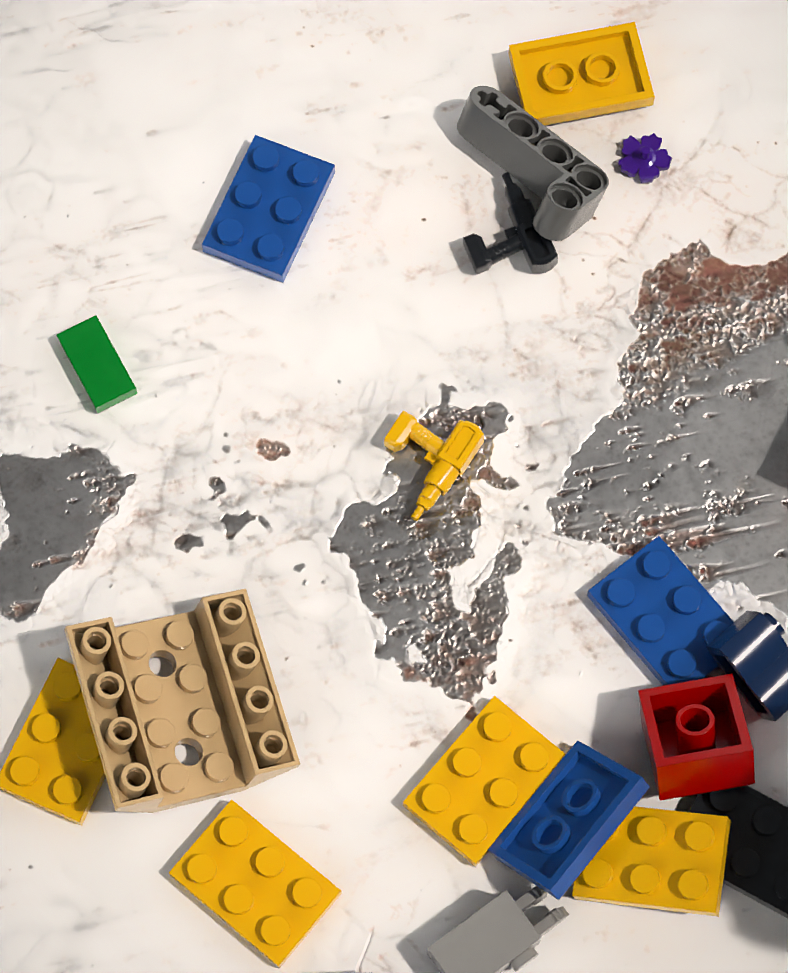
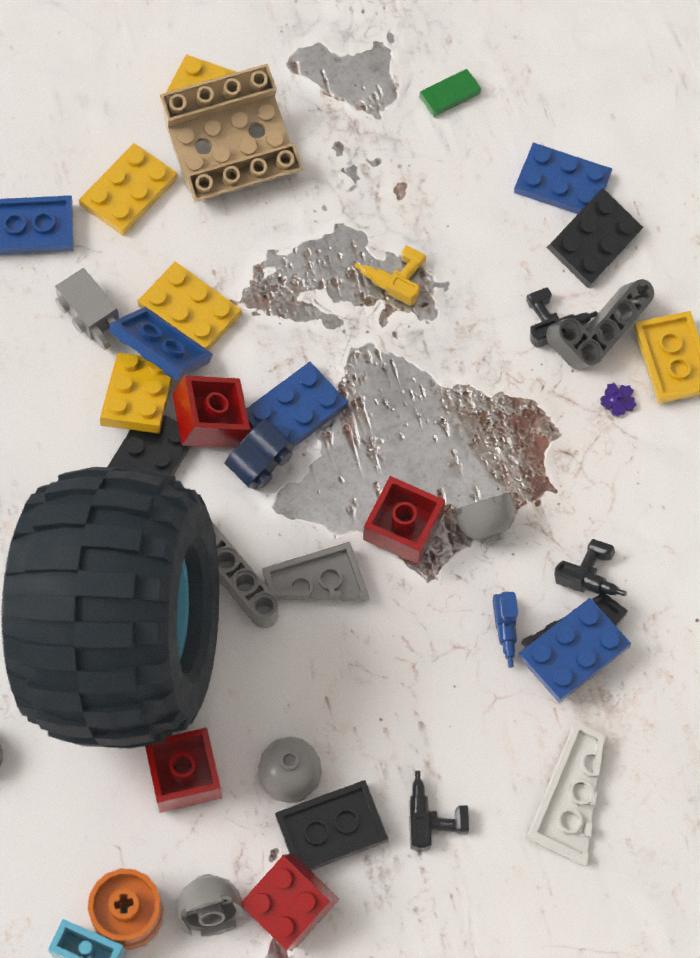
camera: 85 degrees right, 5 degrees down
(378, 166) = (594, 237): none -> black plate

